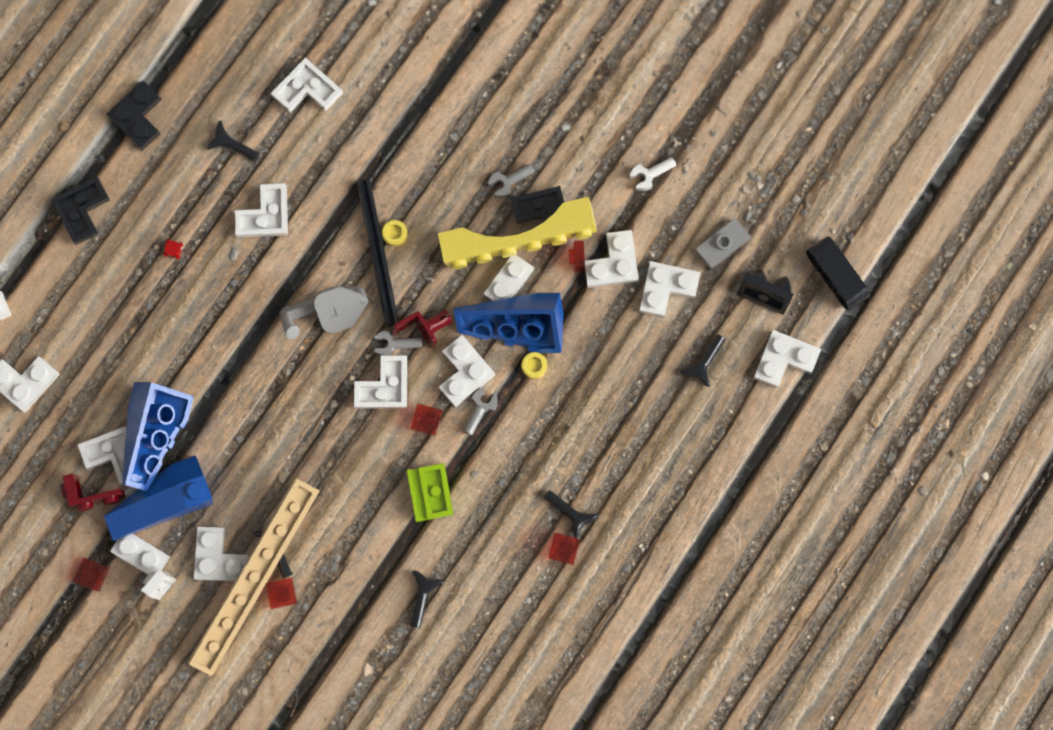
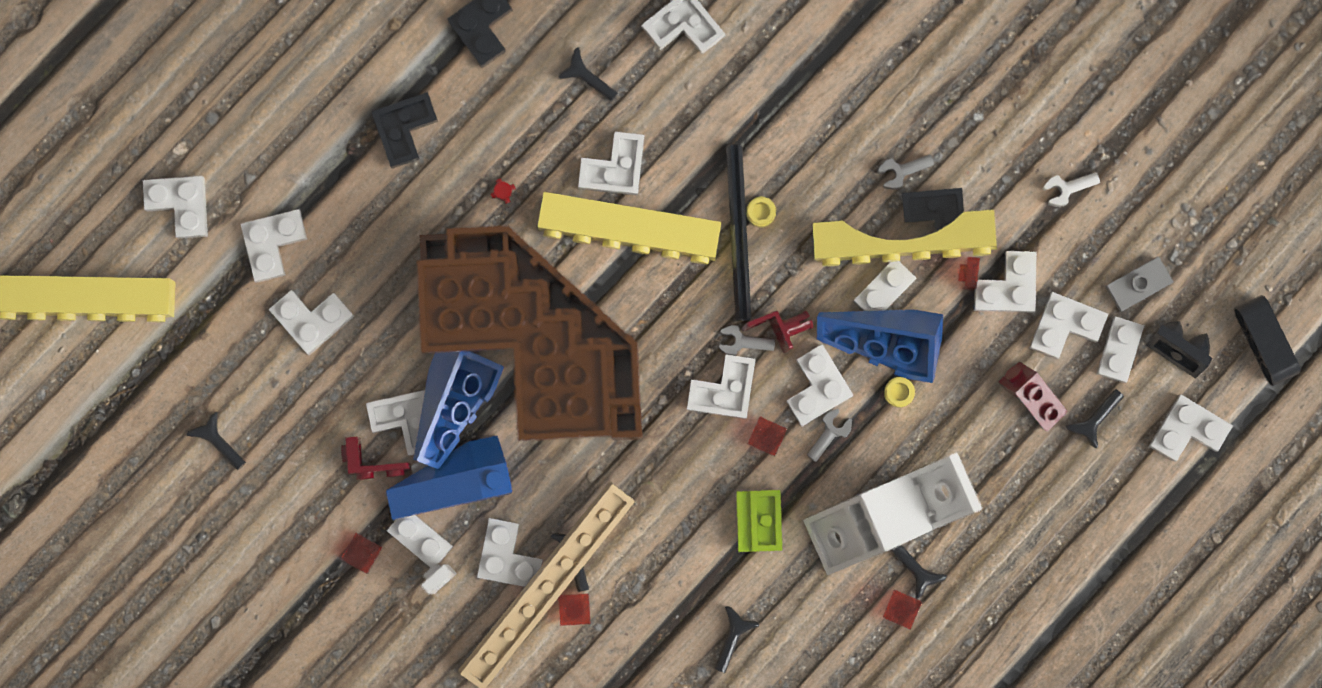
camera: 10 degrees right, 5 degrees up
(240, 372) = (569, 356): none -> reddish brown brick
(283, 261) = (629, 227): none -> light yellow brick
(336, 308) = (681, 291): light grey piece -> none
(541, 466) = (892, 514): none -> white bracket
(648, 349) = (1034, 395): none -> bracket
(715, 301) = (1120, 349): none -> white plate

